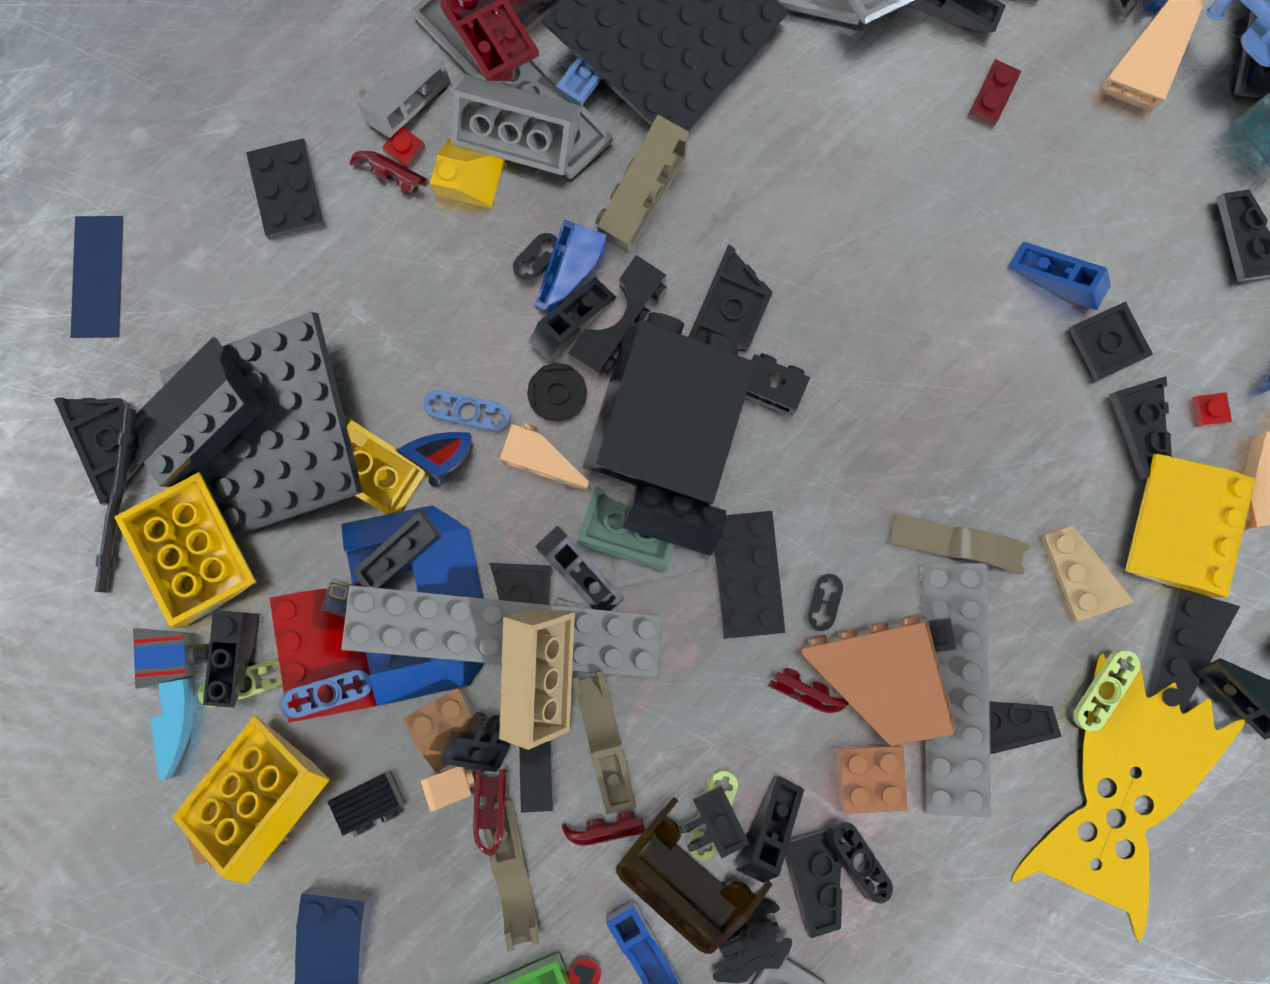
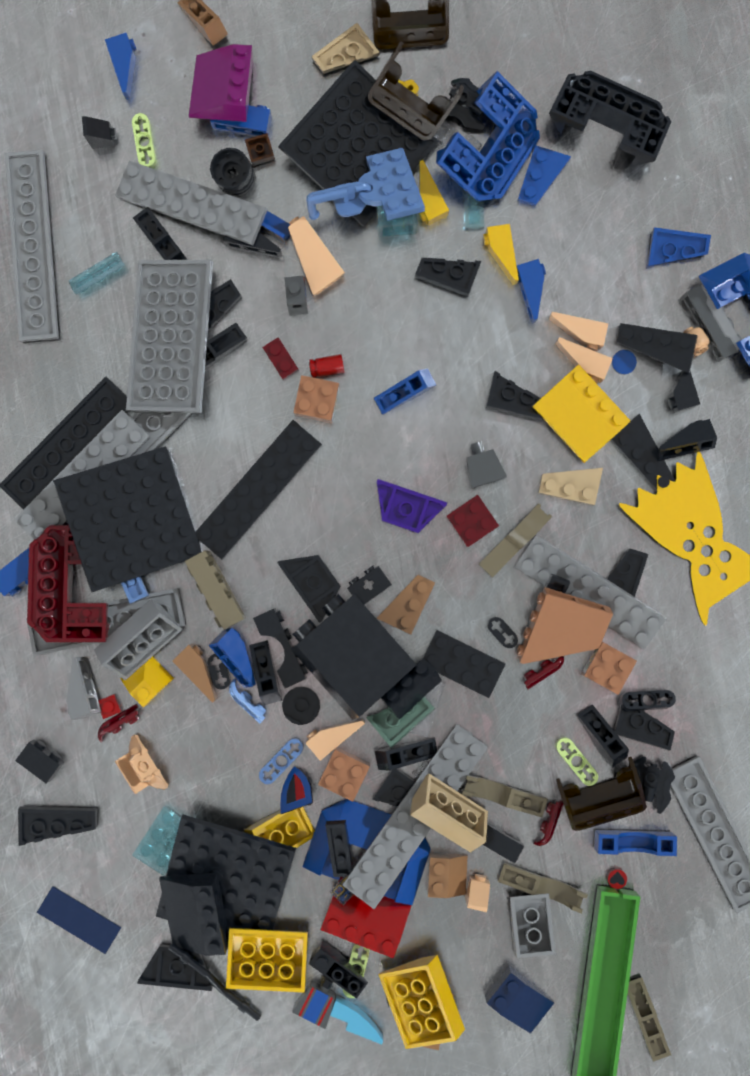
camera: 50 degrees left, 5 degrees up
(202, 158) = (53, 822): none -> black wing
(256, 310) = (159, 841): none -> clear light blue plate
(278, 99) = (40, 760): none -> black brick
(285, 188) = (93, 786): black plate -> none
(300, 692) = (392, 945): medium blue beam -> none
(344, 231) = (139, 768): none -> light nougat piece
(365, 804) = (460, 941): black brick -> none
(448, 892) = (532, 926): none -> light grey slope
(475, 750) = (467, 867): black hinge -> none
(489, 817) = (506, 880): dark red piece -> none
(500, 503) = (344, 774): none -> nougat brick
(518, 311) = (243, 700): none -> light blue piece
(522, 224) = (194, 666): none -> medium nougat slope
(720, 822) = (582, 761): black hinge -> none
(780, 453) = (408, 605): none -> medium nougat wing
(807, 165) = (257, 489): none -> black plate
(910, 372) = (406, 507): none -> dark purple wing
(947, 470) = (472, 521): none -> dark red plate
(975, 166) = (316, 399): none -> nougat brick
(1026, 154) = (326, 366): none -> red piece
(1030, 440) = (483, 466): none -> dark grey torso
(1098, 52) = (296, 295): none -> dark grey torso
(1110, 341) = (457, 388): black plate -> none
(1113, 667) = (638, 499): yellowish green beam -> none
(1212, 409) = (527, 357): red plate -> none

